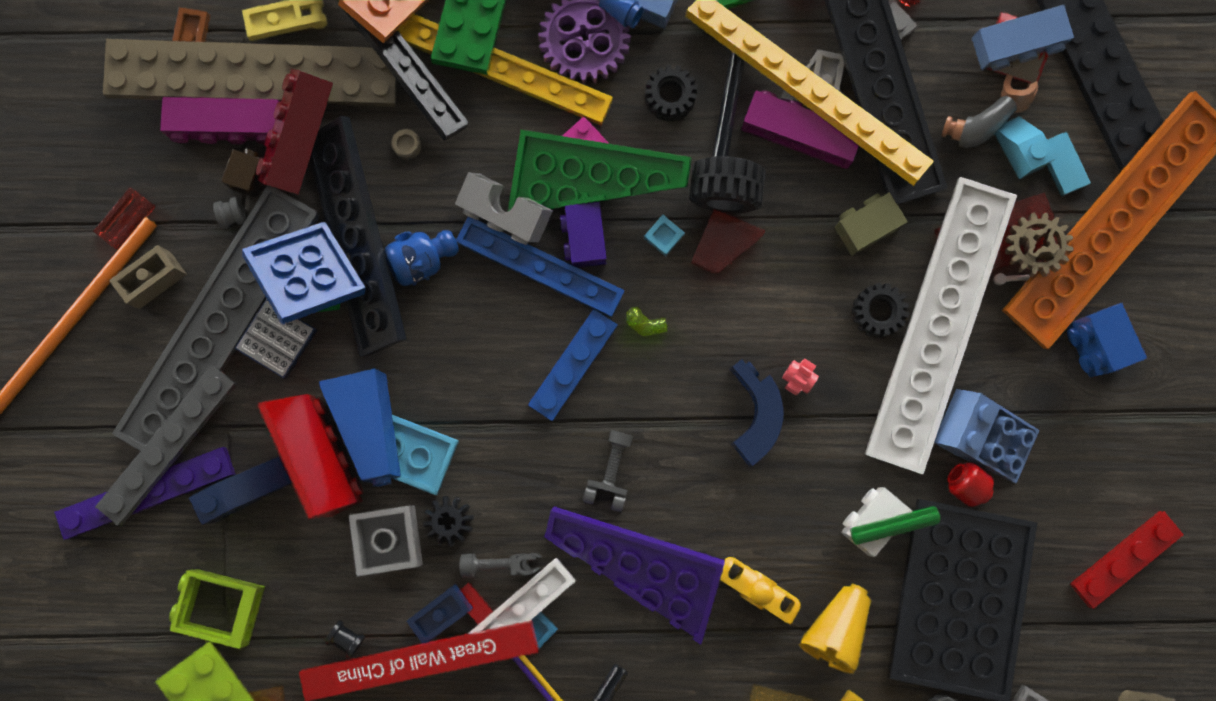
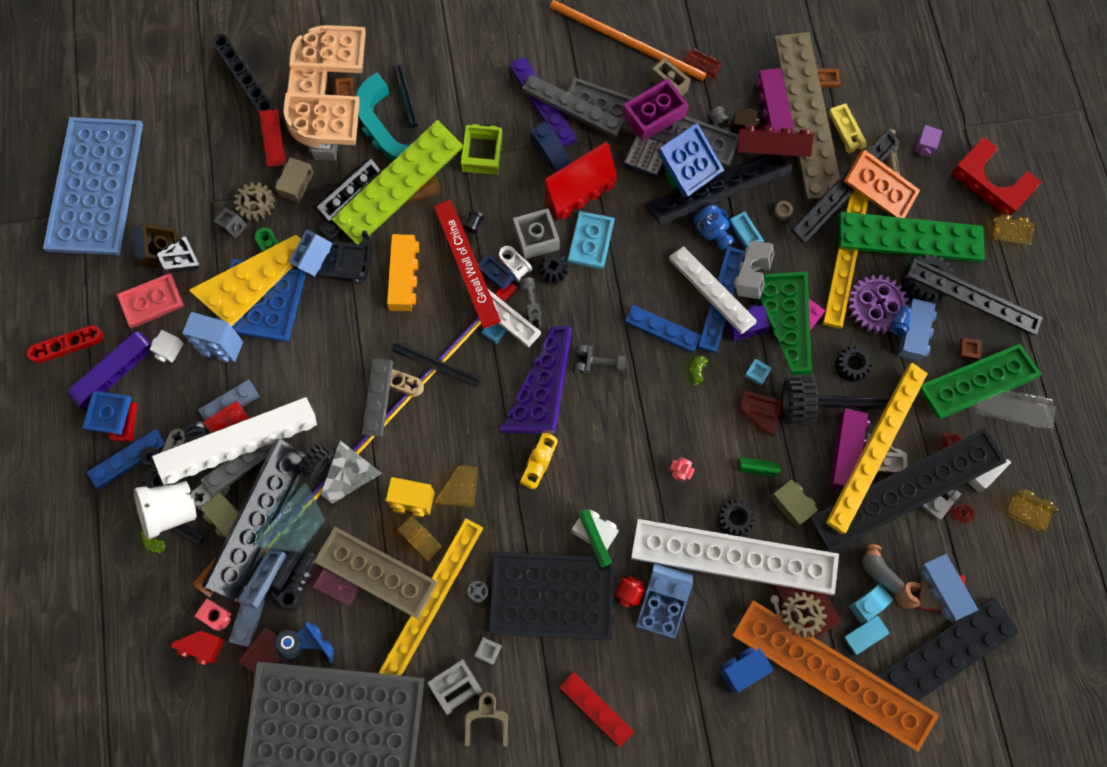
camera: 80 degrees right, 10 degrees down
(202, 312) = (655, 110): none -> magenta brick
(365, 422) = (604, 211): blue slope -> none
(430, 208) = (745, 229): none -> medium azure tile
(431, 581) = (516, 264): none -> white piece
(526, 278) = (712, 290): none -> white plate
(767, 416) = (650, 452): dark blue arch -> none
(807, 262) = (758, 467): none -> green slope
(840, 630) = (521, 514): yellow cone -> none

